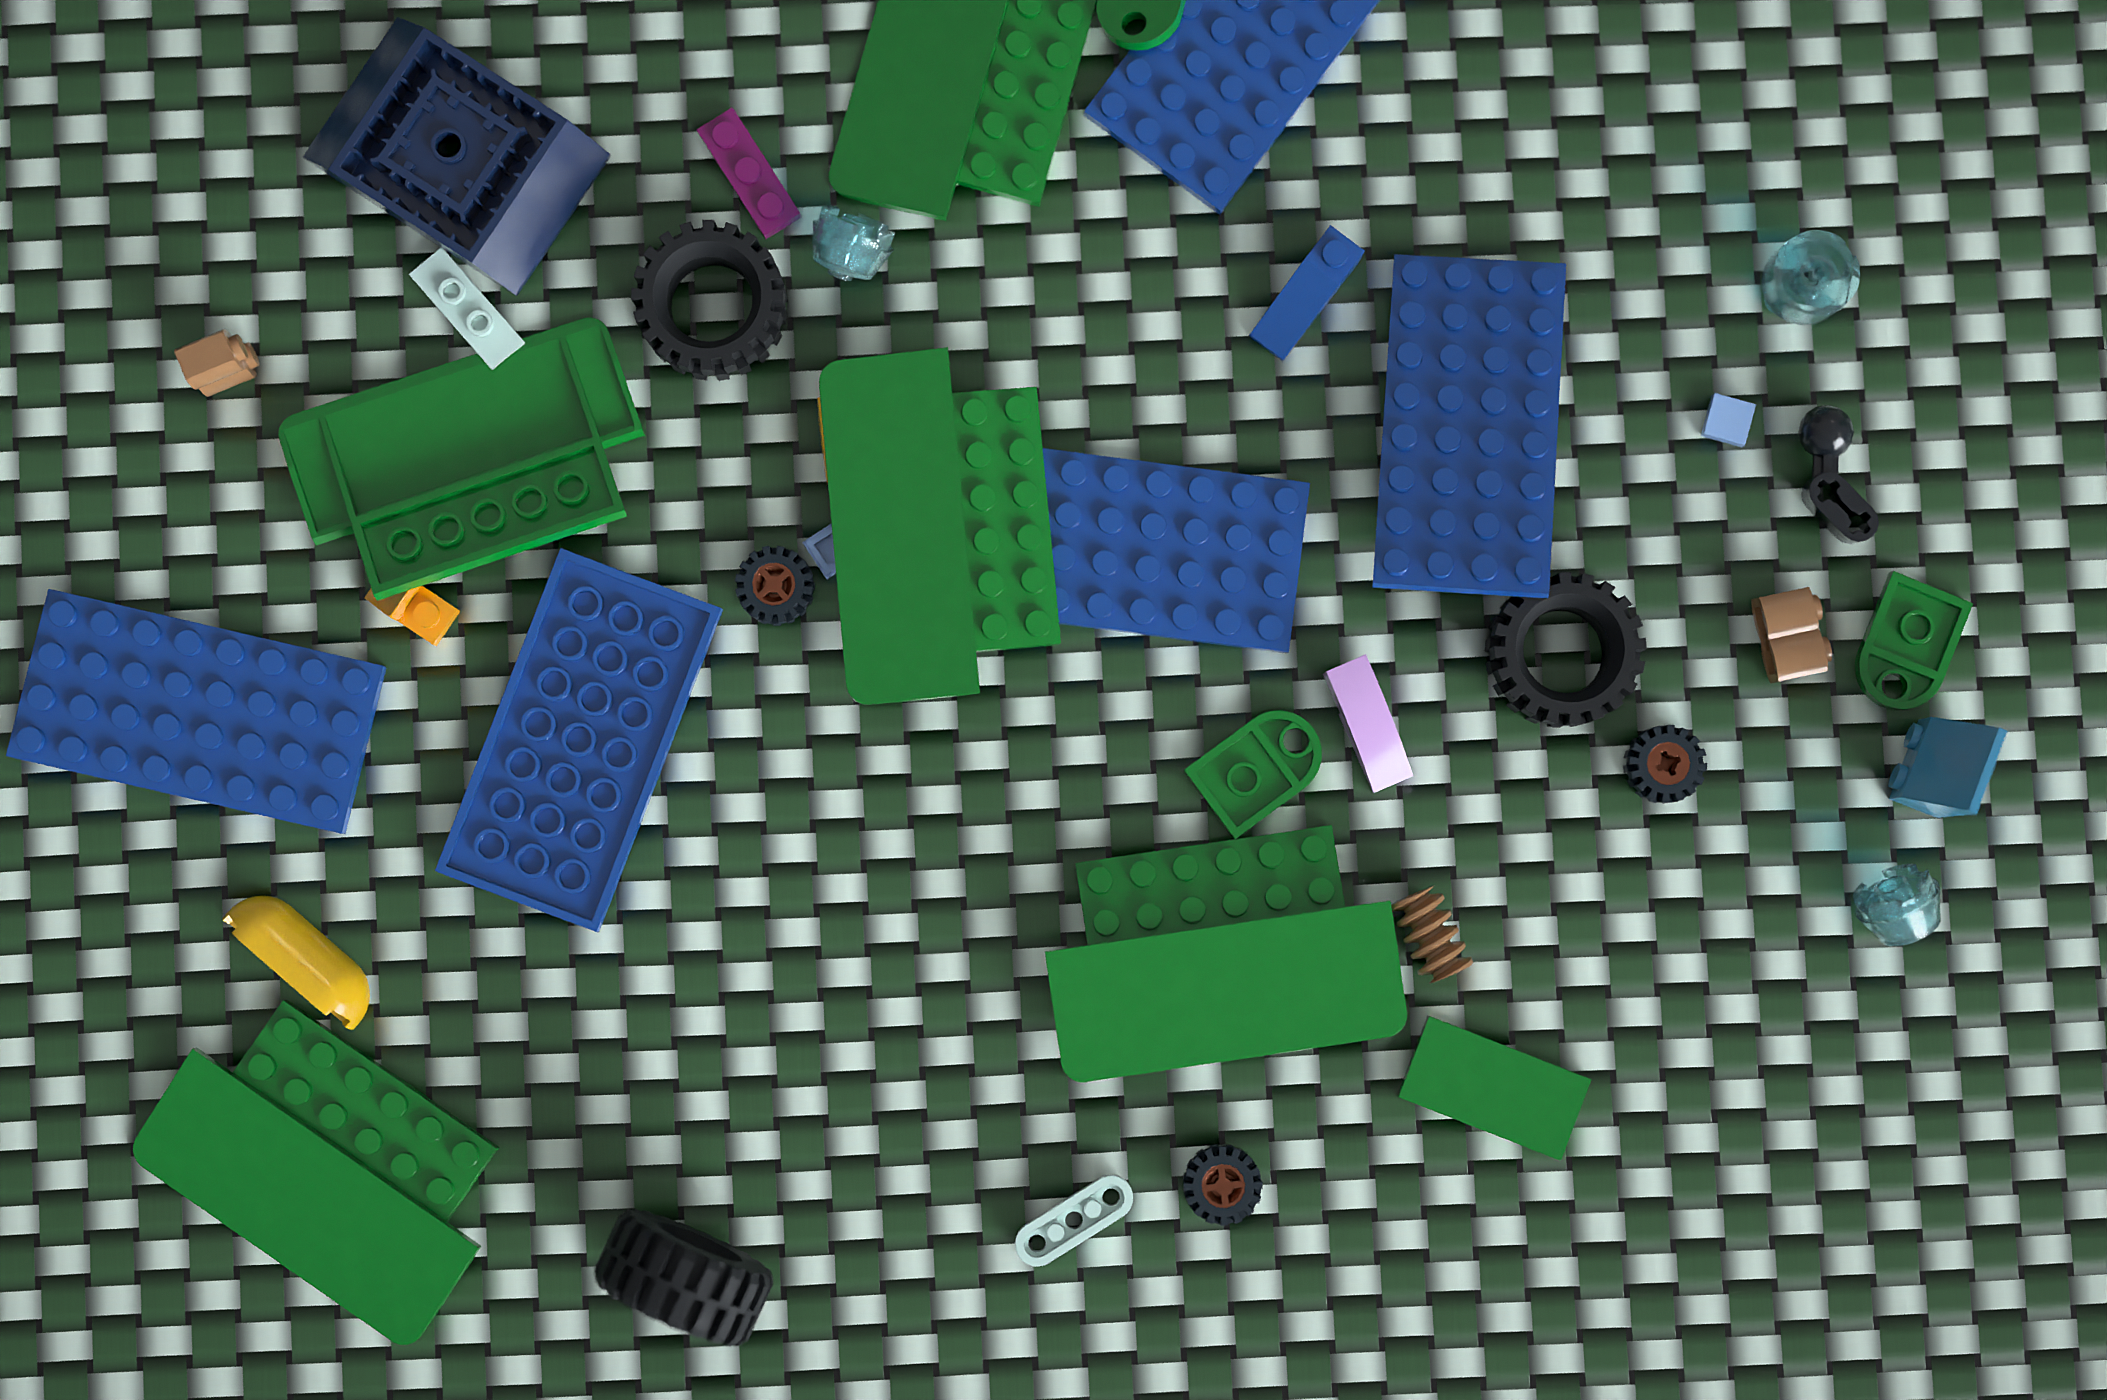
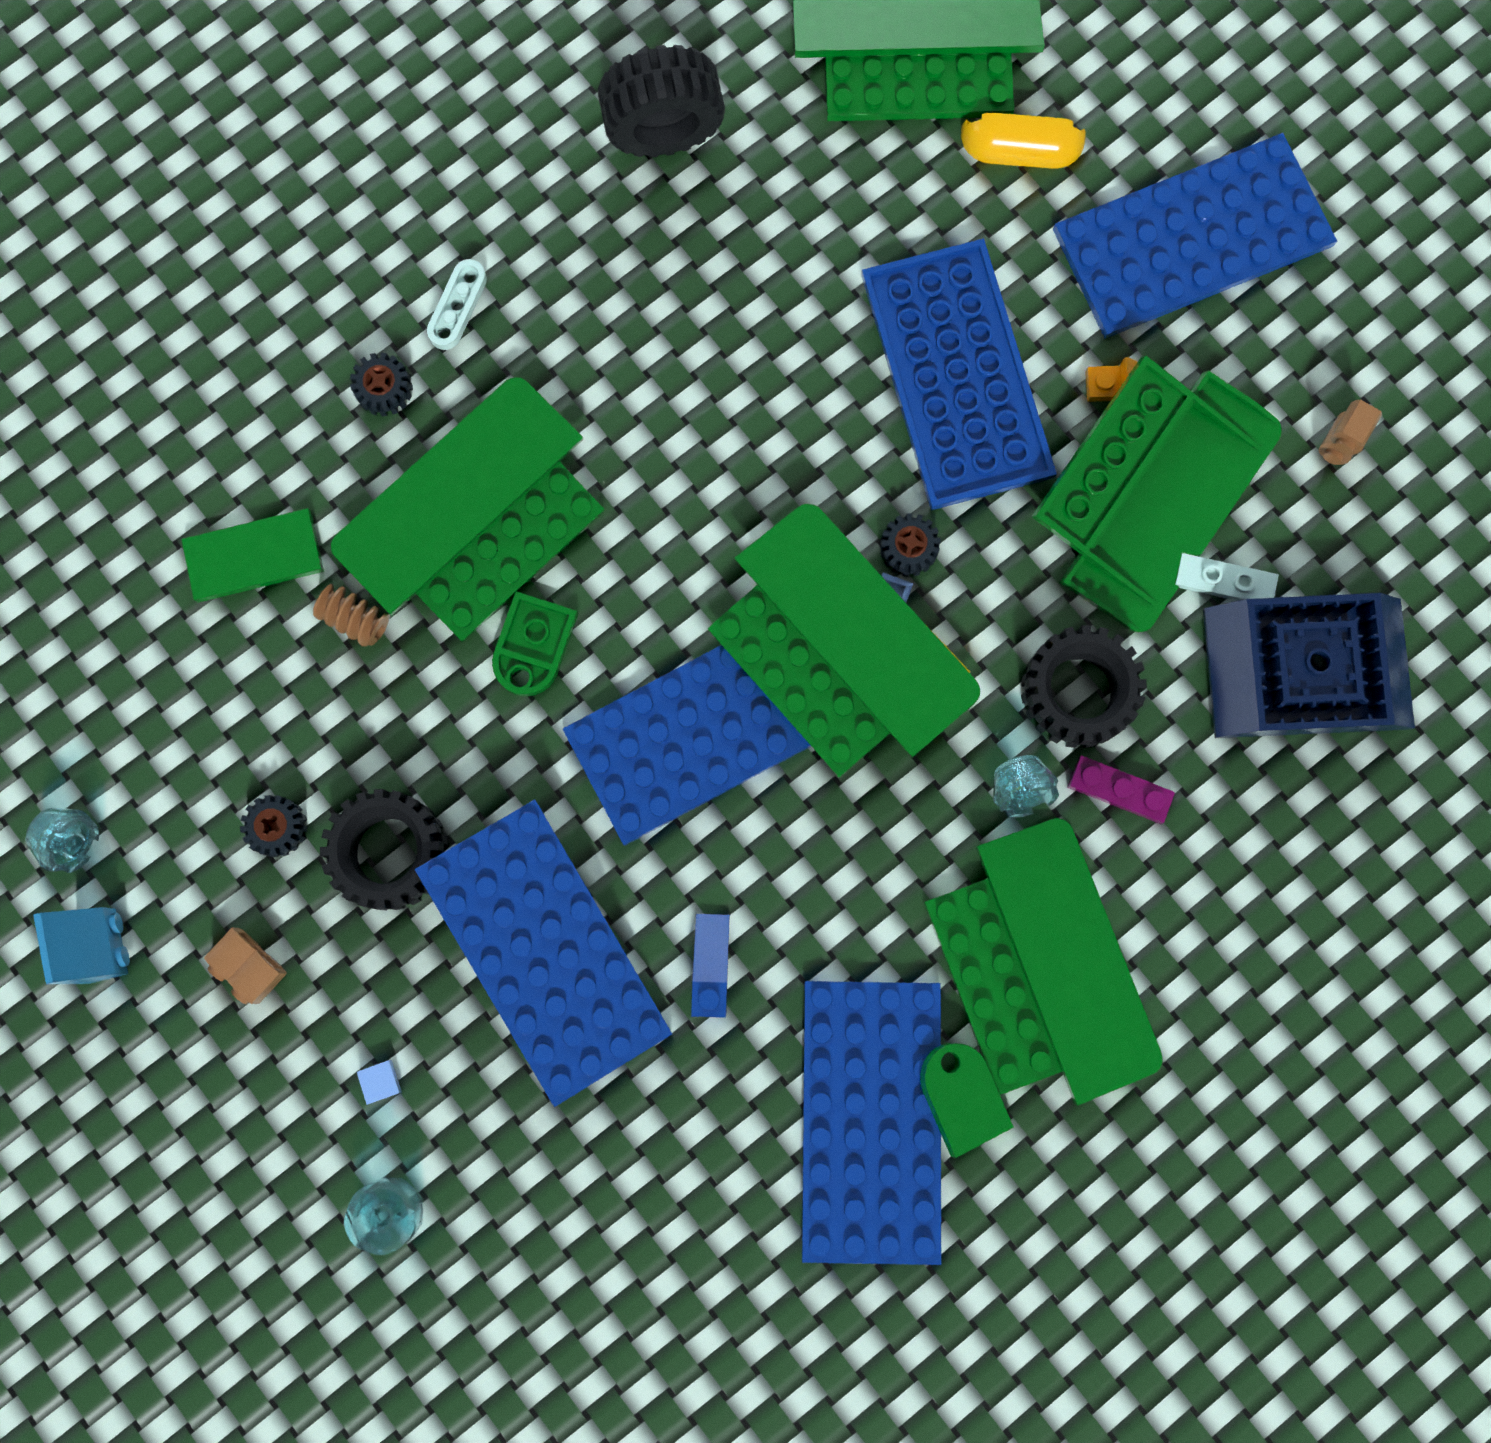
camera: 150 degrees right, 5 degrees down
(1368, 723) = (481, 719): lavender slope -> none
(1826, 435) = (305, 1114): black beam -> none
(1910, 638) = (164, 1023): green tile -> none

